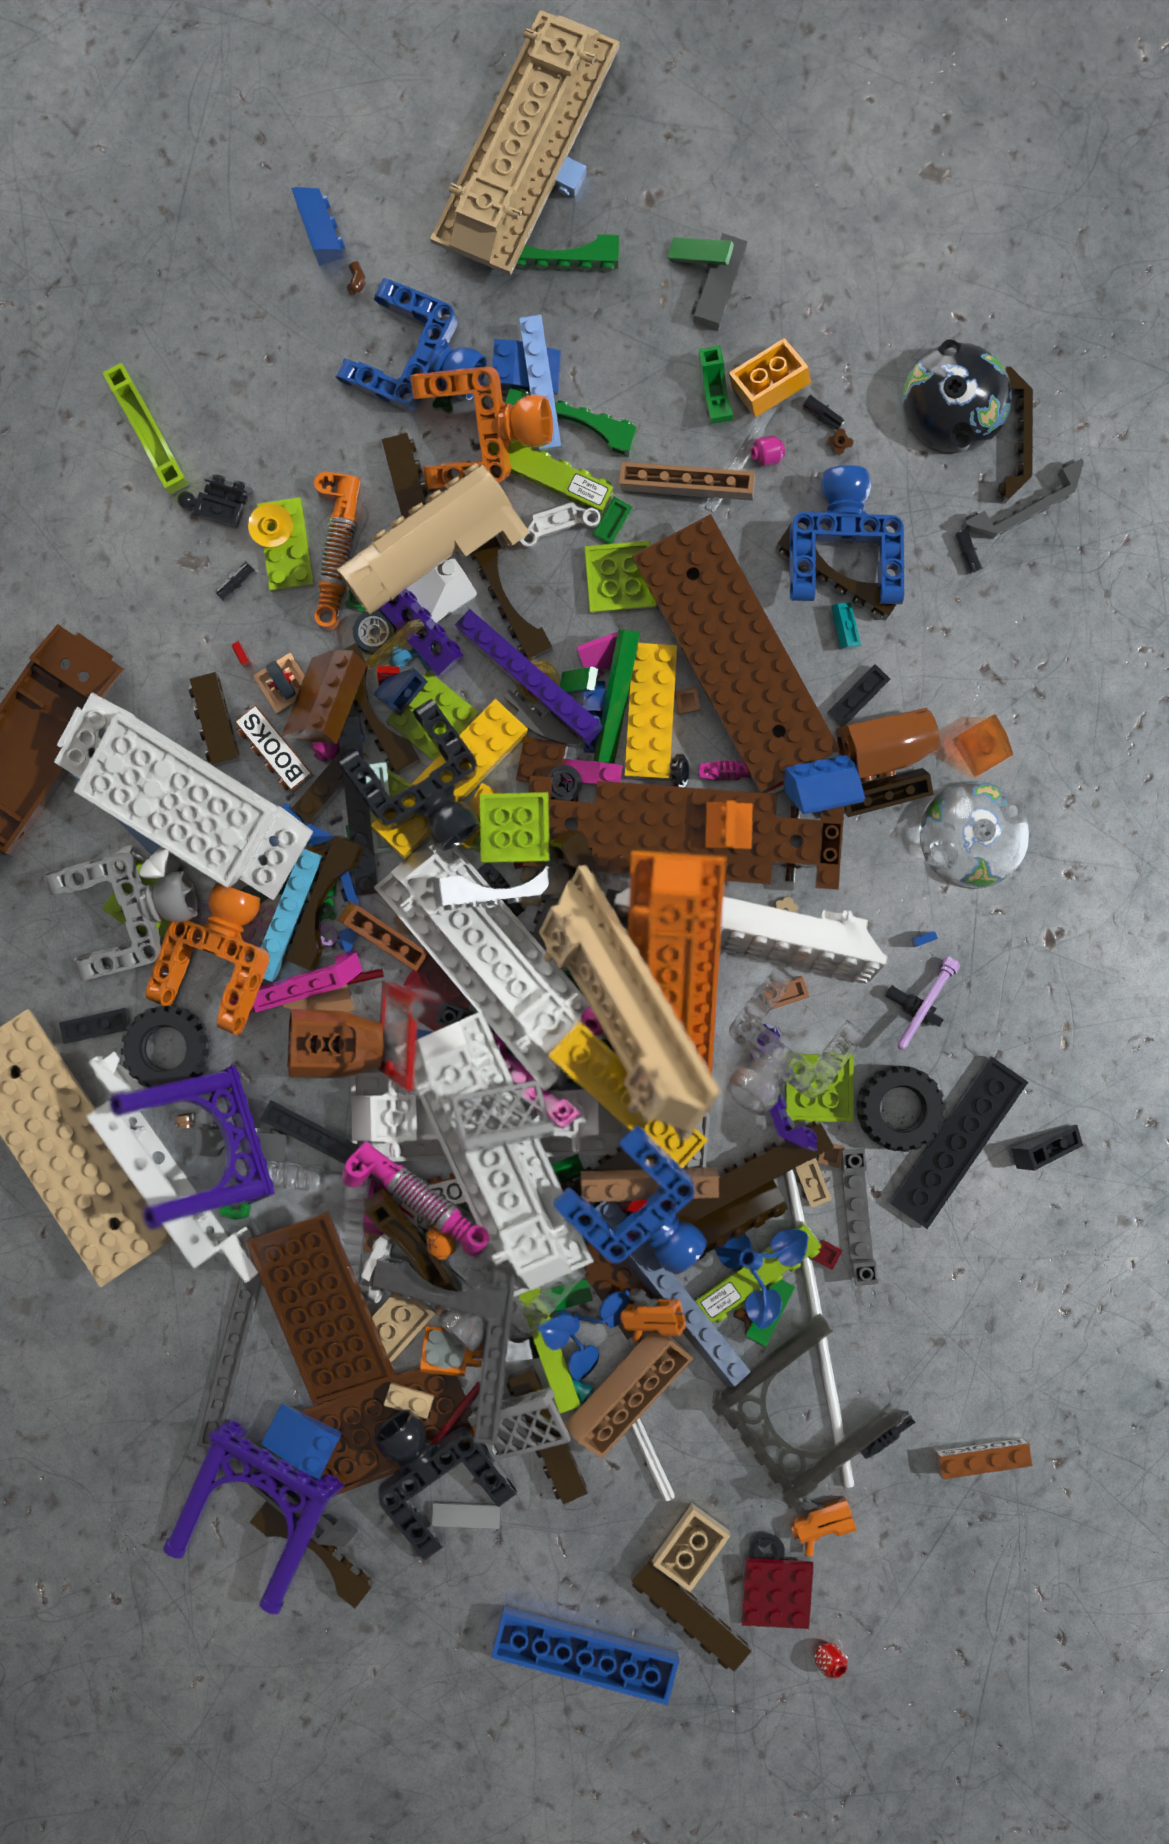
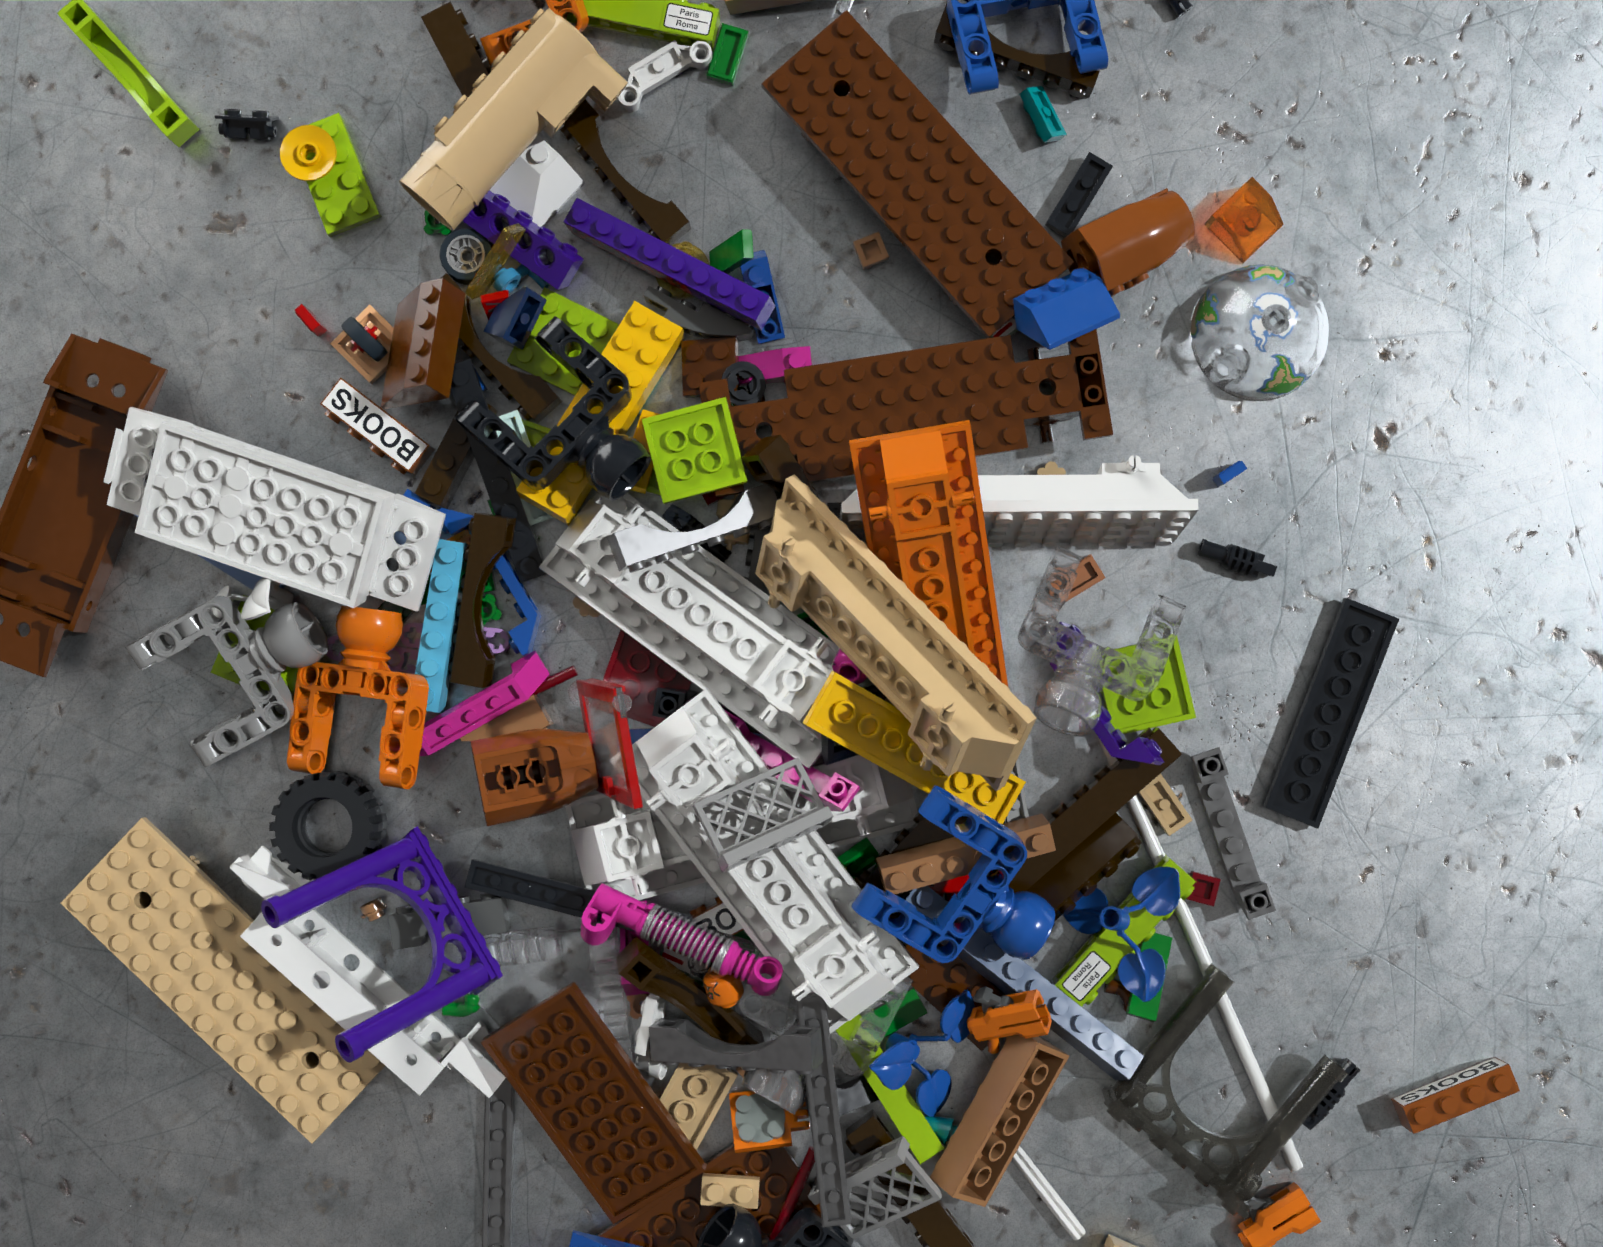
camera: 10 degrees left, 0 degrees up
(94, 1025) = (234, 819): black plate -> none
(211, 507) = (233, 150): black plate -> none
(215, 719) = (295, 407): dark brown brick -> none
(234, 580) = (281, 233): black pin -> none
(325, 751) = (440, 412): dark pink head -> none
(339, 539) = (397, 134): orange piece -> none
(382, 936) = (563, 624): dark orange brick -> none
(598, 653) = (755, 211): dark pink slope -> none
(615, 579) = (748, 122): lime plate -> none
(616, 695) = (782, 261): green tile -> none
(651, 713) = (829, 273): yellow brick -> none
(679, 771) = (881, 336): black gear -> none
(723, 770) = (936, 325): dark pink hinge -> none
(729, 825) = (959, 386): orange bracket -> none
(832, 1157) = (1181, 767): medium nougat plate -> none
(892, 791) = (1150, 301): dark brown brick -> none
(931, 1108) = (1287, 679): black tyre -> none
(948, 967) = (1267, 502): lavender piece -> none
(1046, 1148) = (1440, 695): black slope -> none

